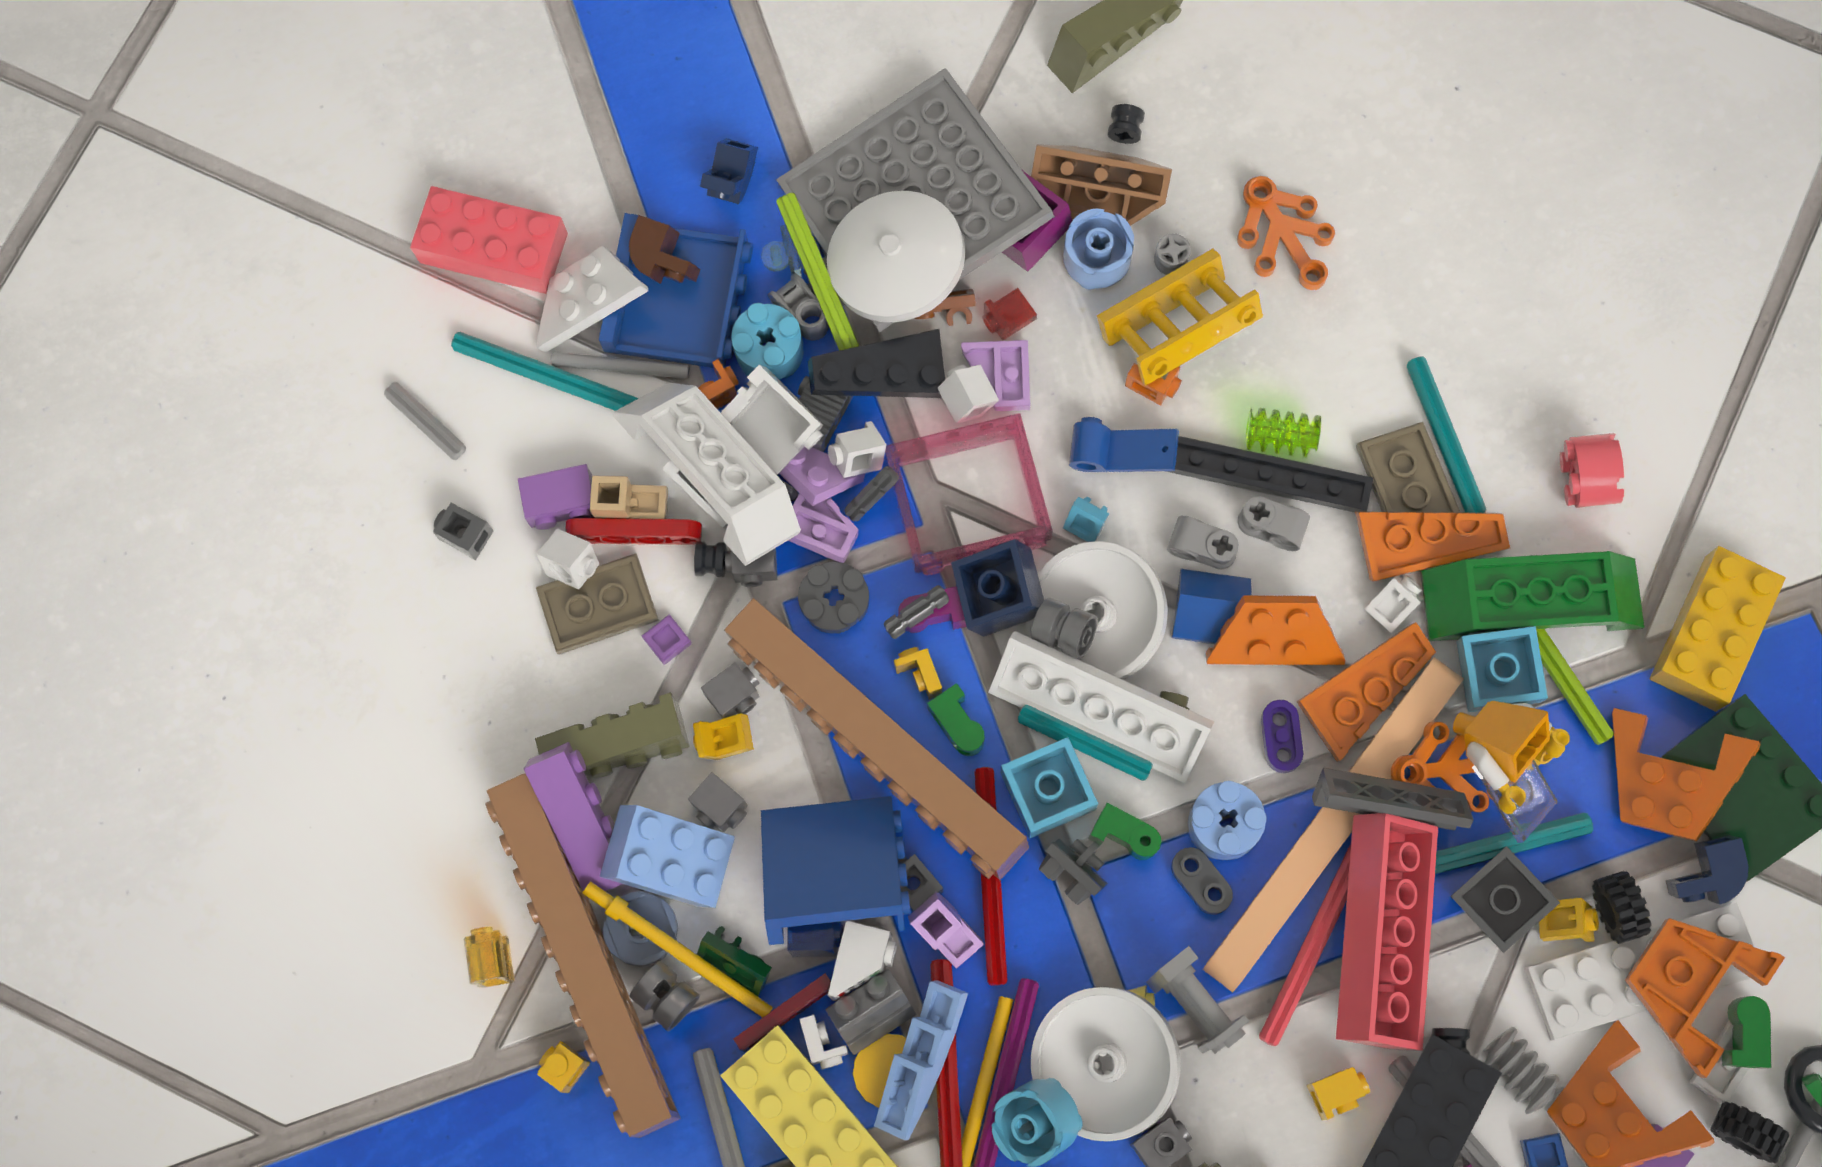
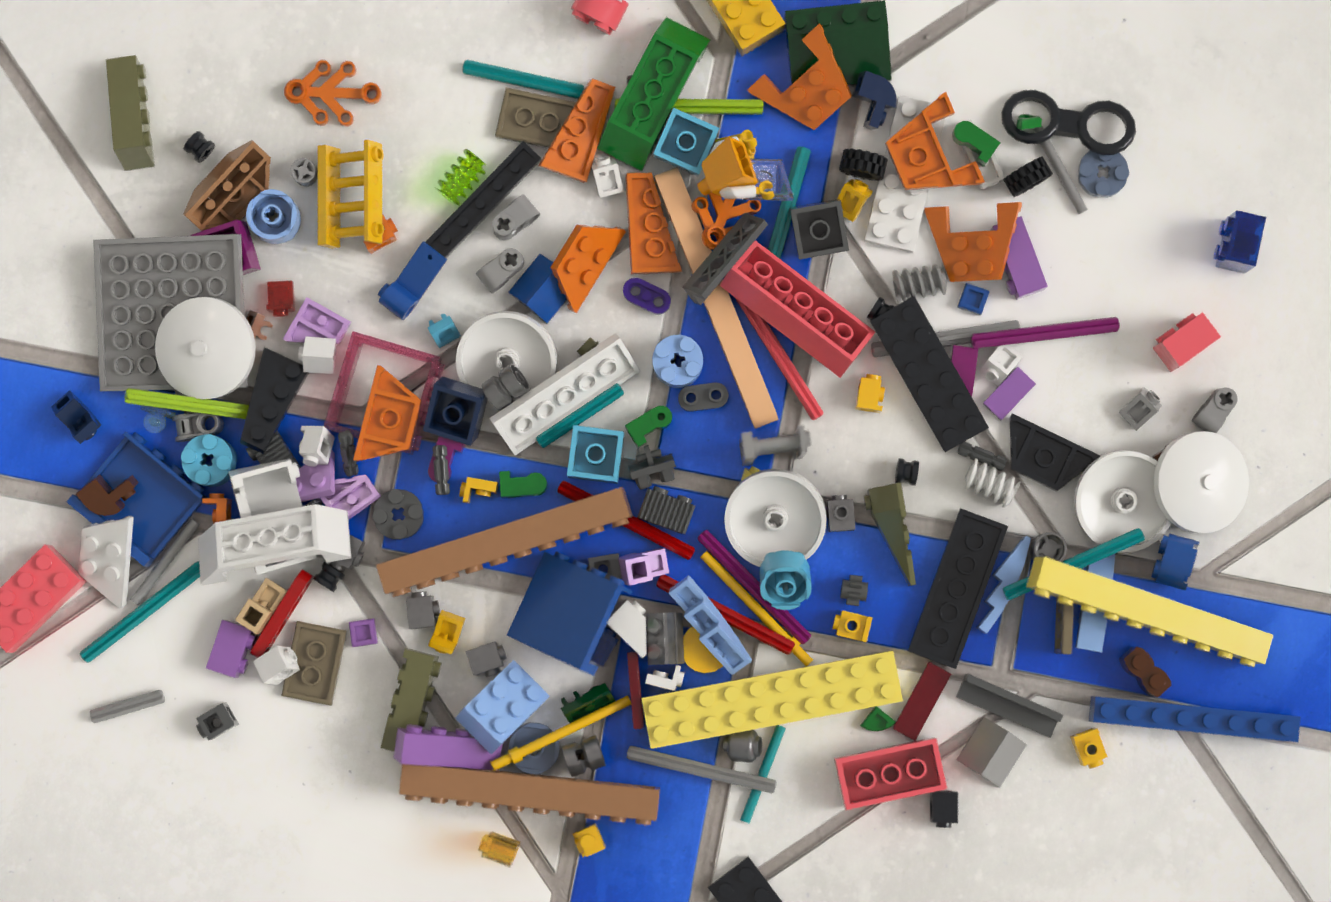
camera: 60 degrees left, 10 degrees up
(940, 512) = (388, 418): none -> orange wing
(1032, 919) = (666, 510): none -> dark grey brick

